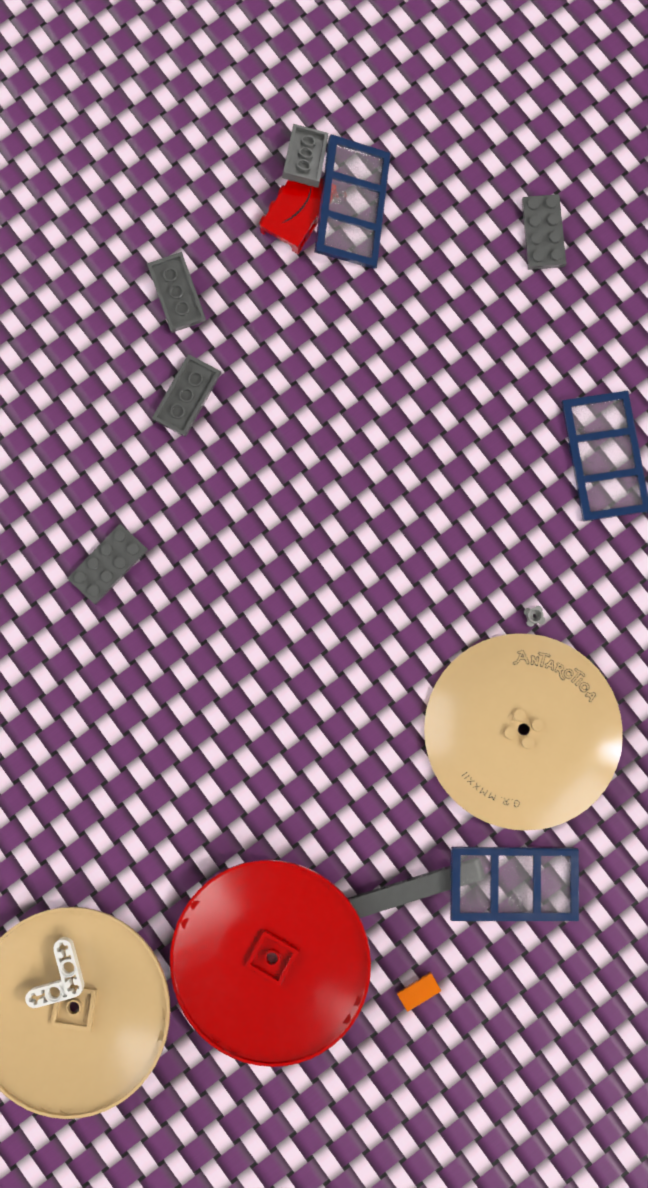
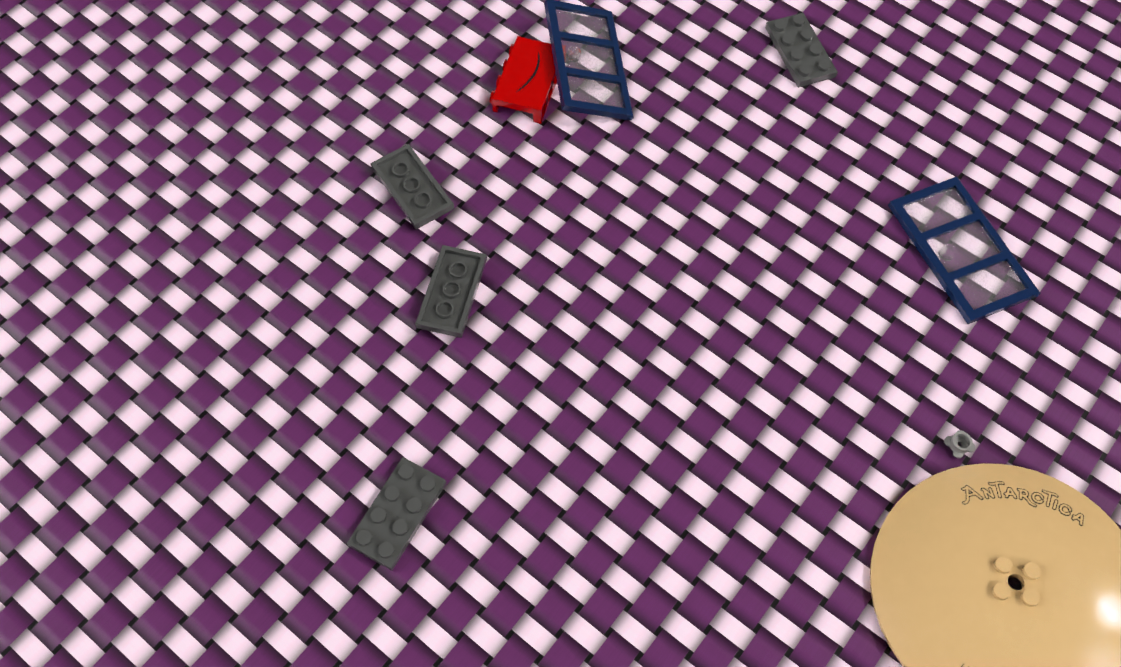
camera: 20 degrees left, 20 degrees down
(305, 155) = (524, 26): dark grey plate -> none

